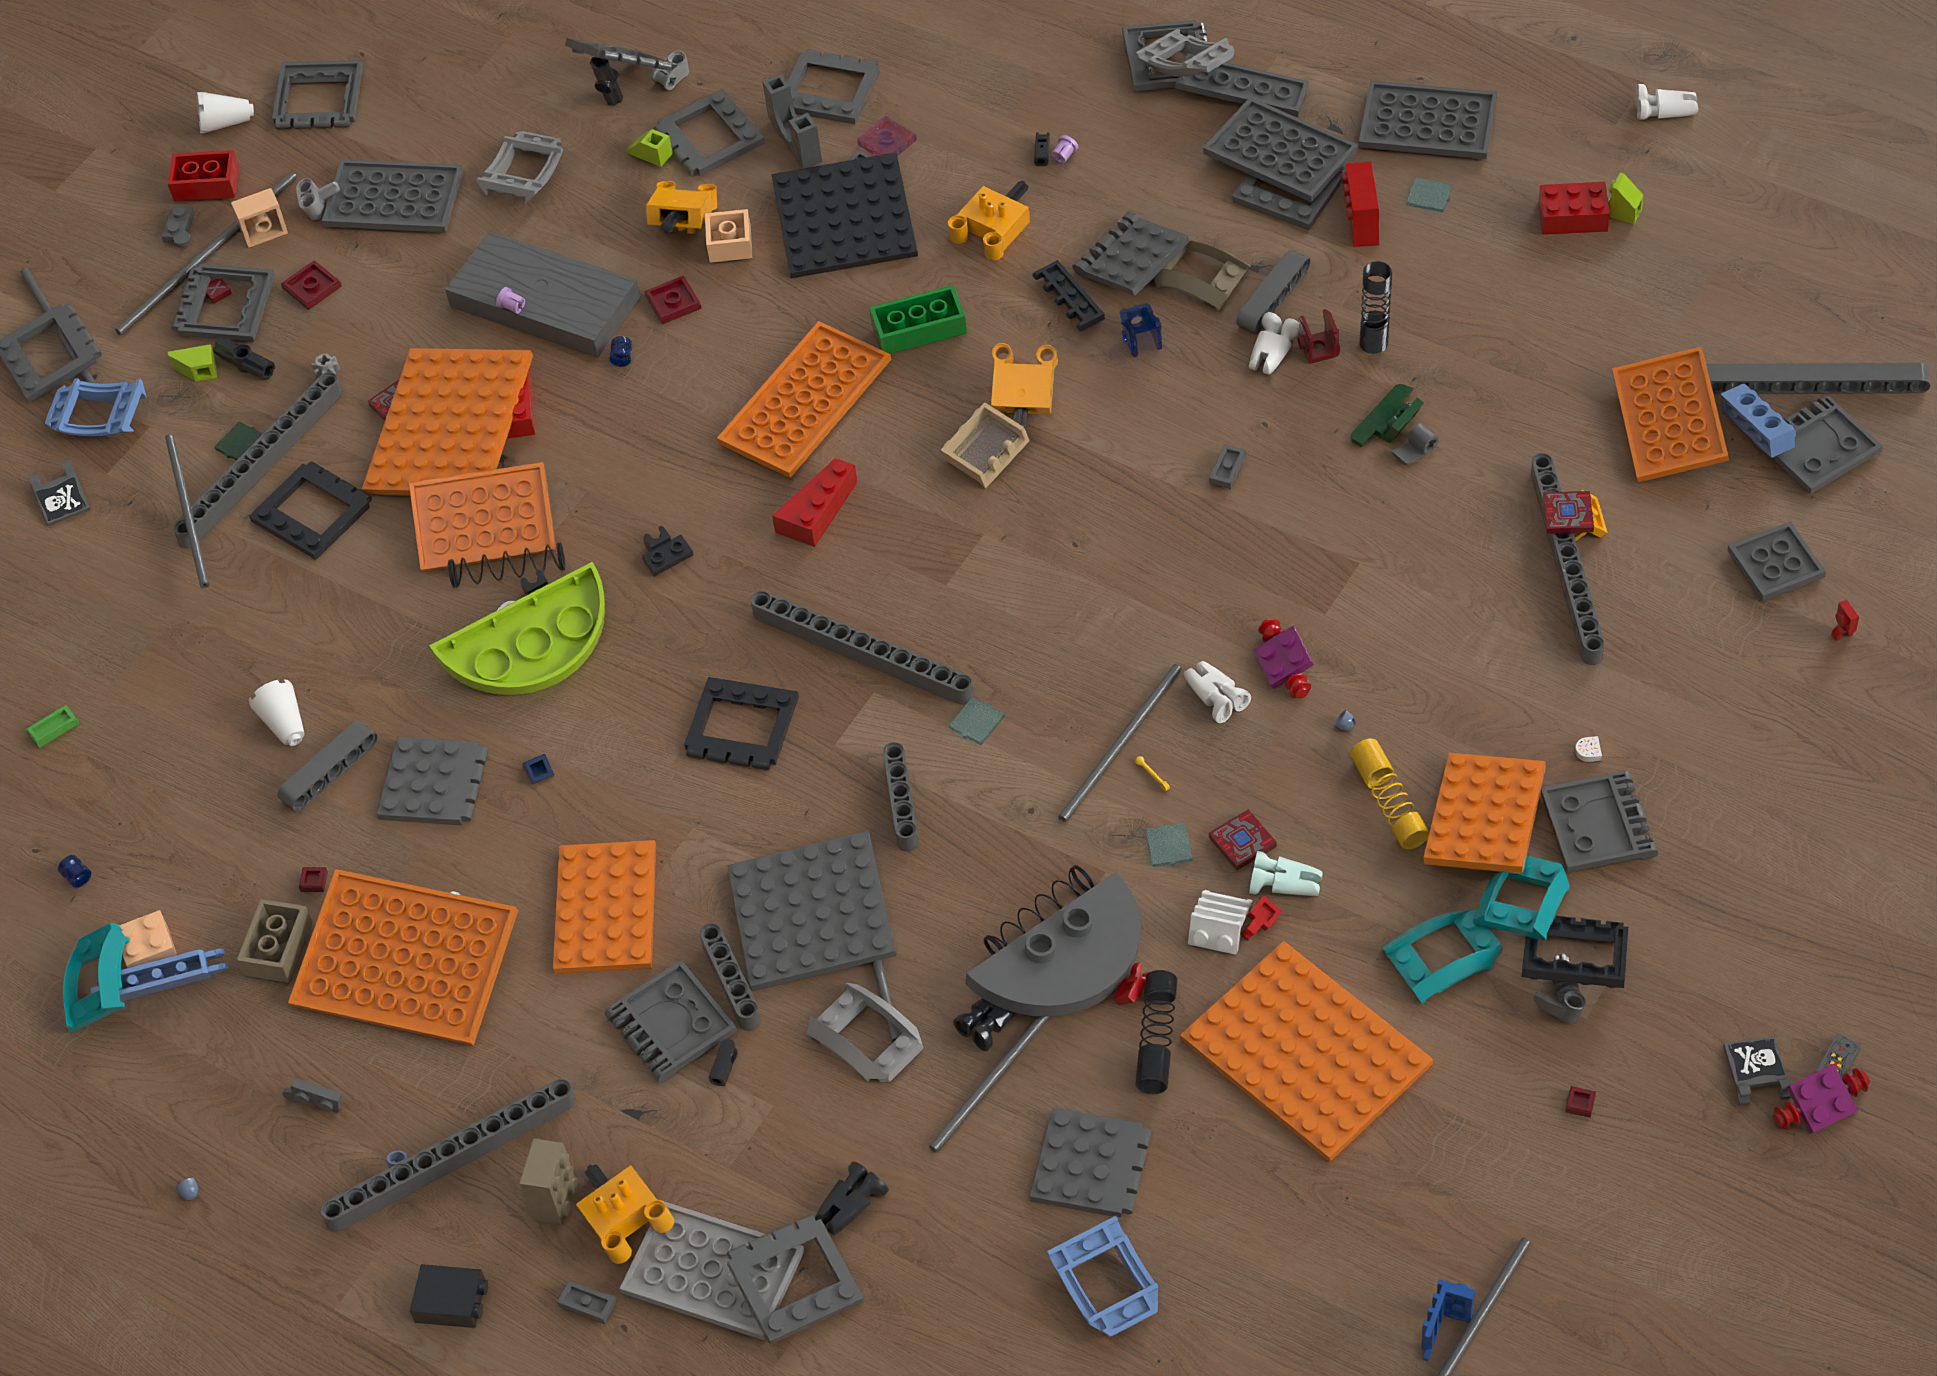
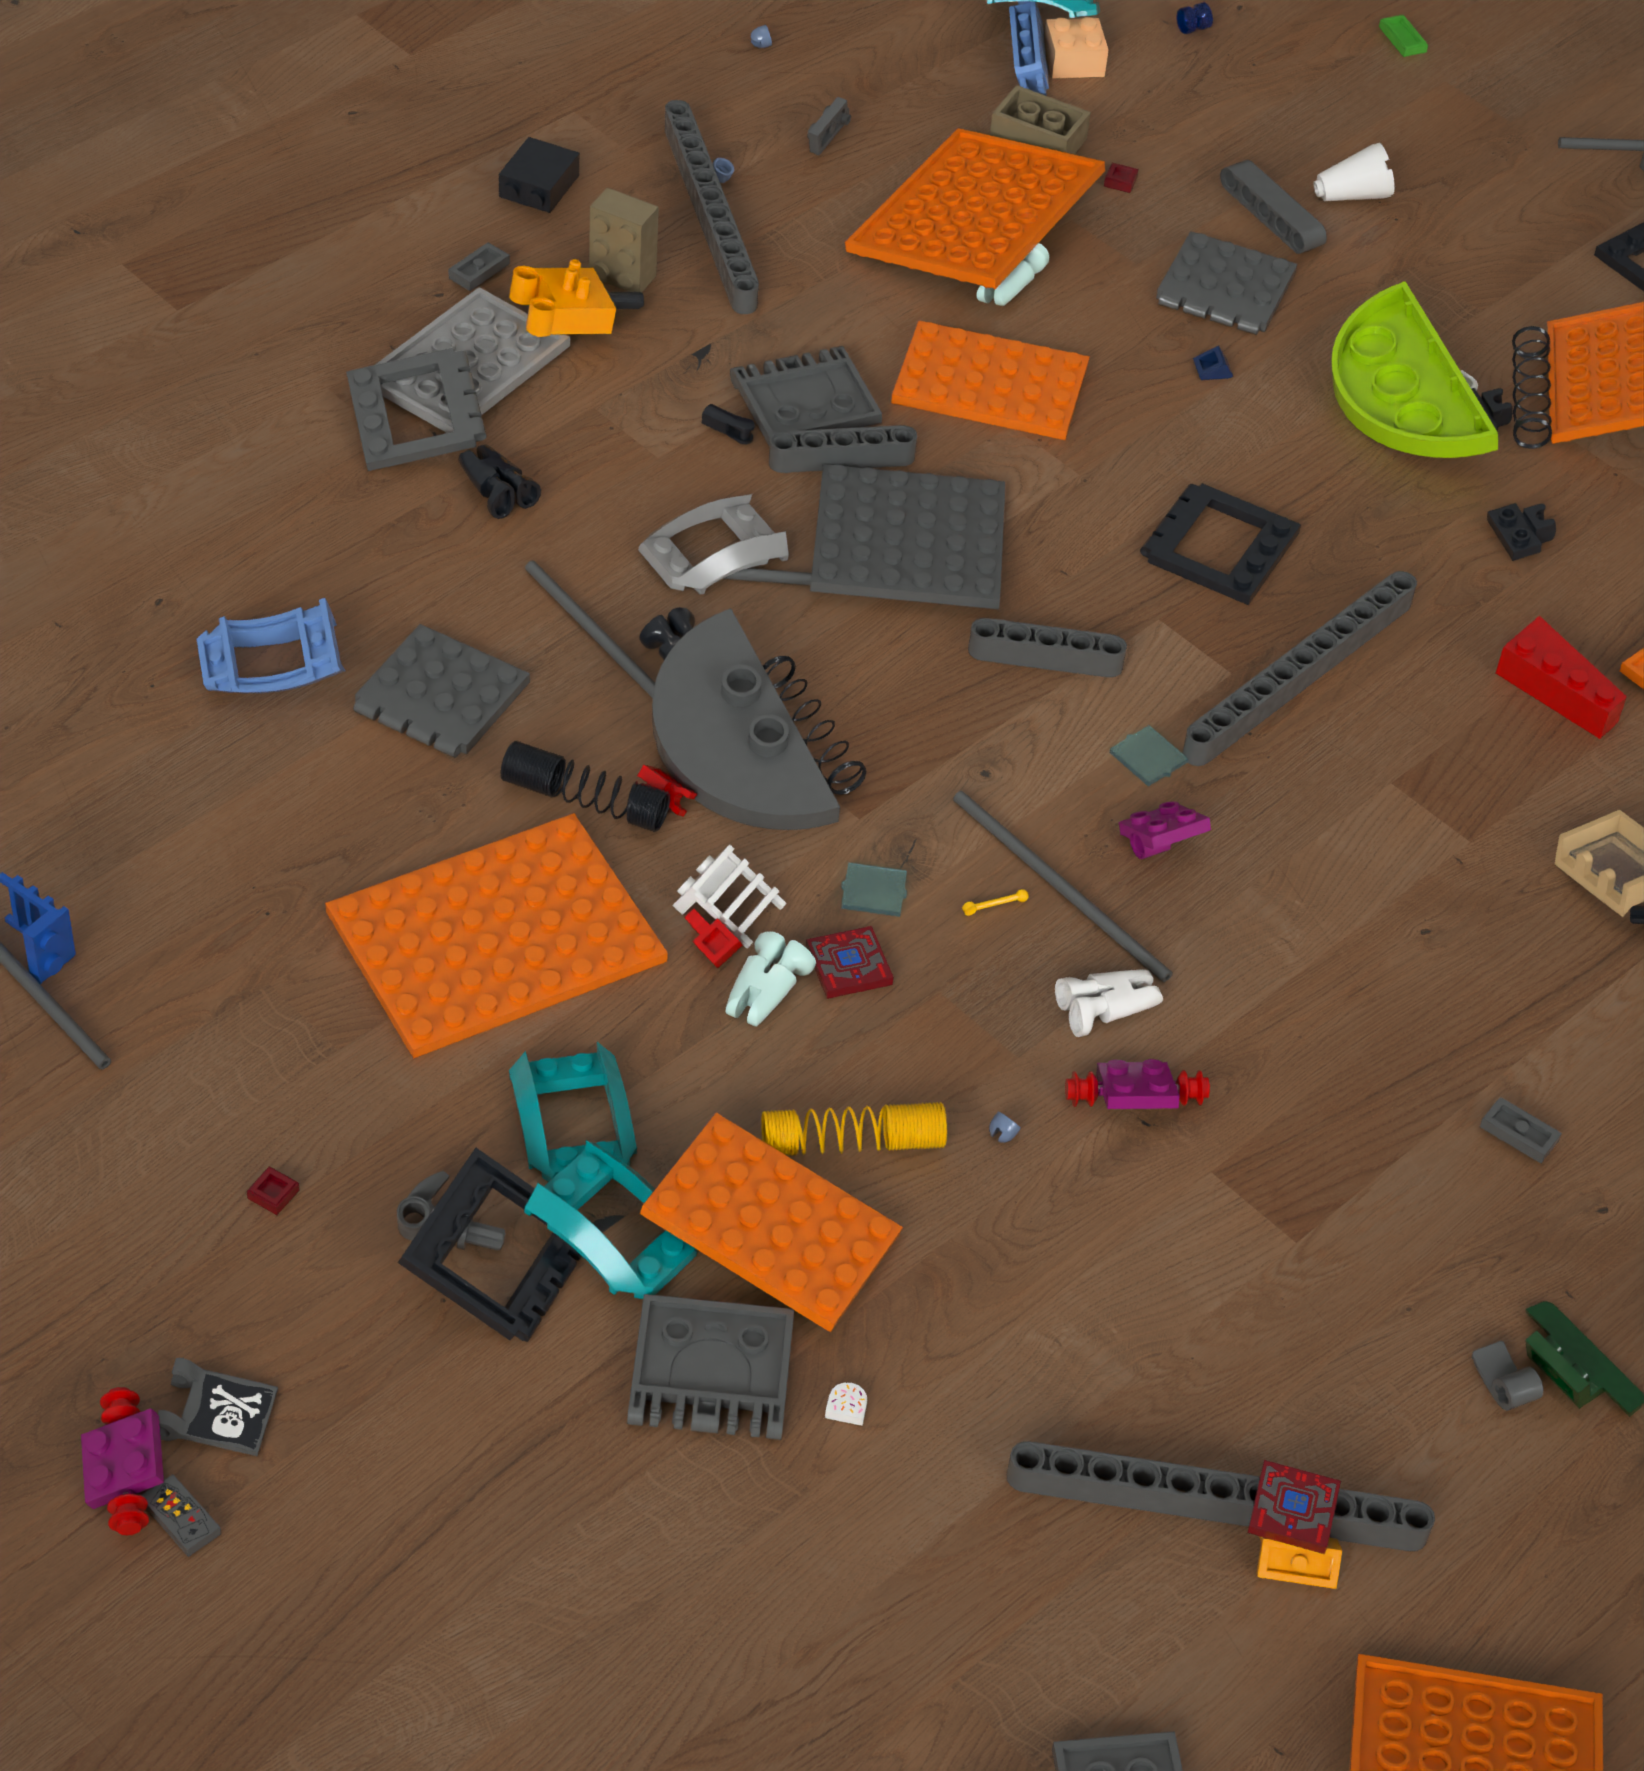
camera: 95 degrees right, 5 degrees down
(1053, 689) = (1158, 829): none -> magenta plate

